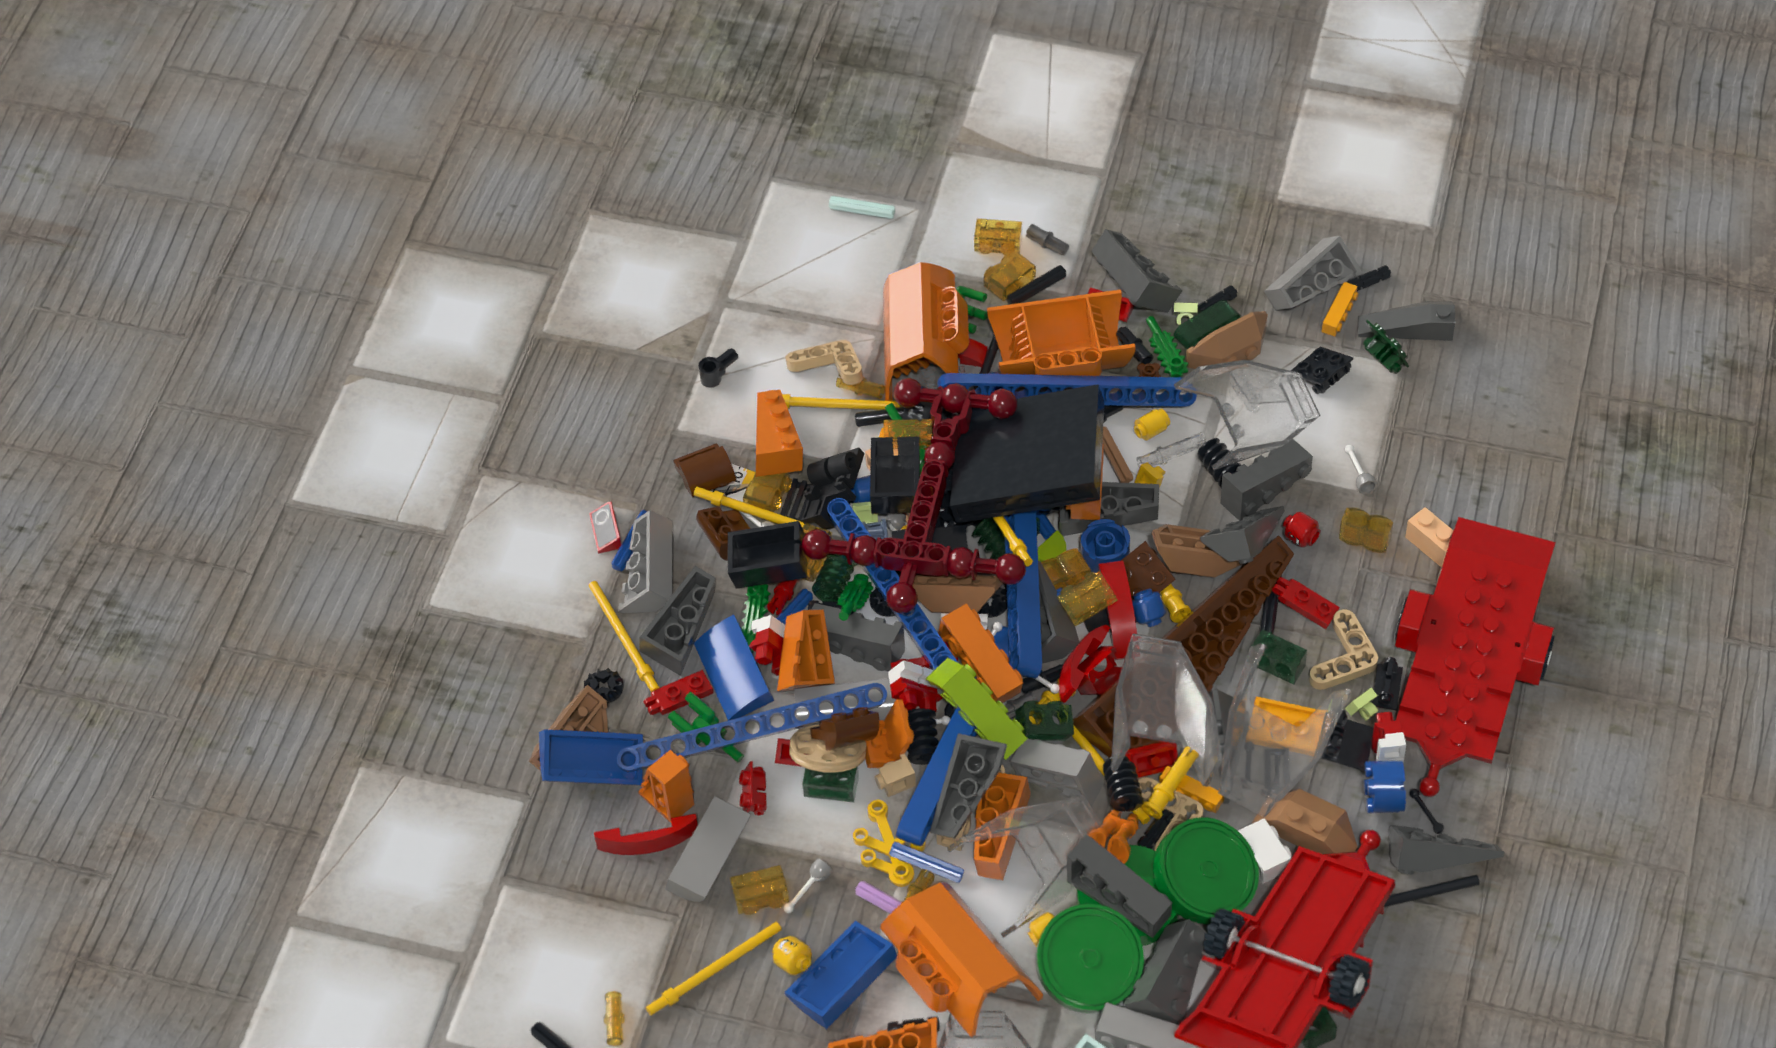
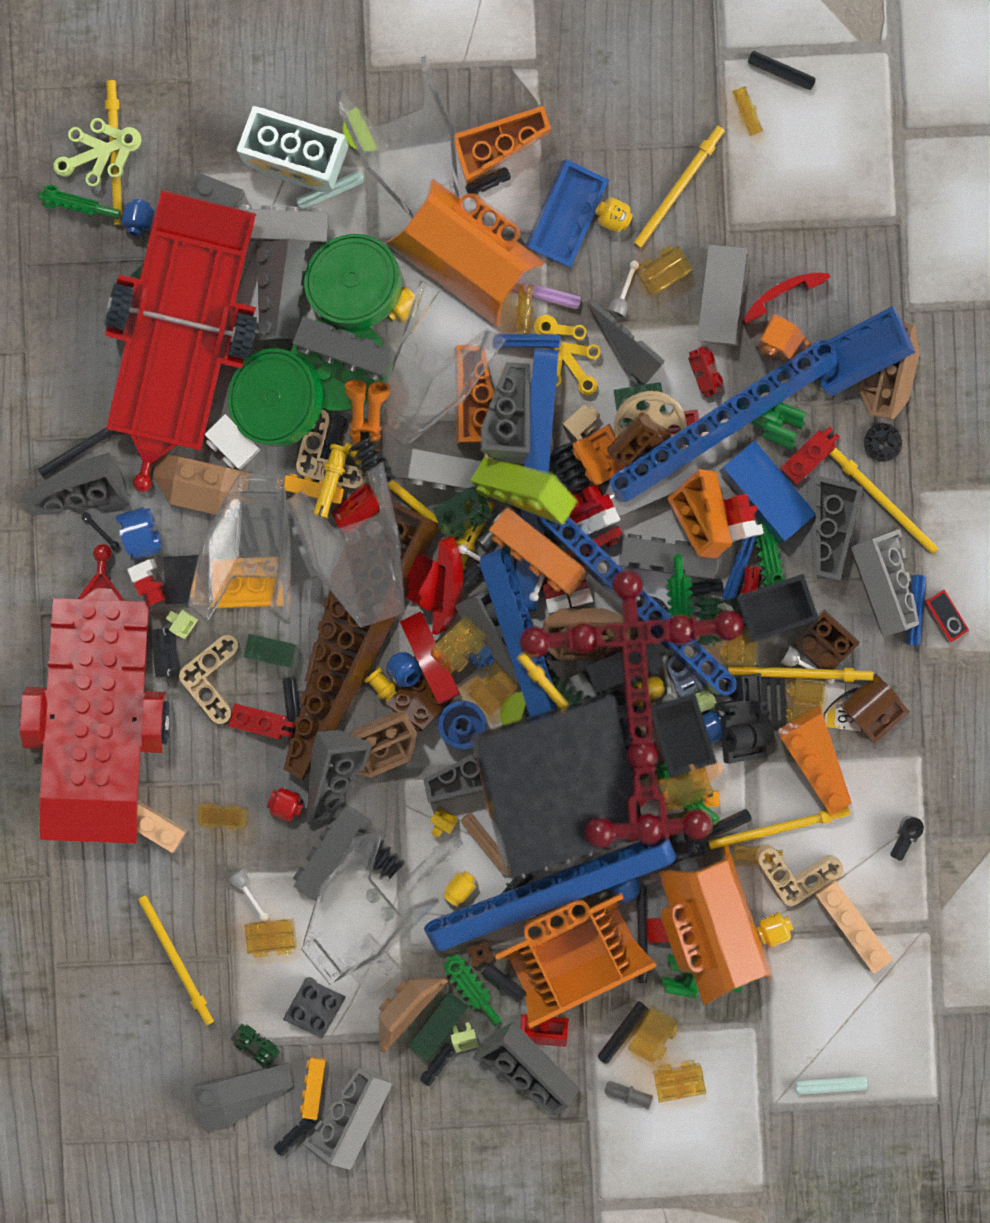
camera: 160 degrees right, 35 degrees up
(793, 308) = (853, 926): none -> light nougat brick
(818, 818) = (635, 356): none -> dark grey wedge
(867, 326) = (774, 929): none -> yellow head
(1346, 428) = (270, 936): none -> clear yellow brick
(1432, 398) = (198, 1002): none -> yellow bar

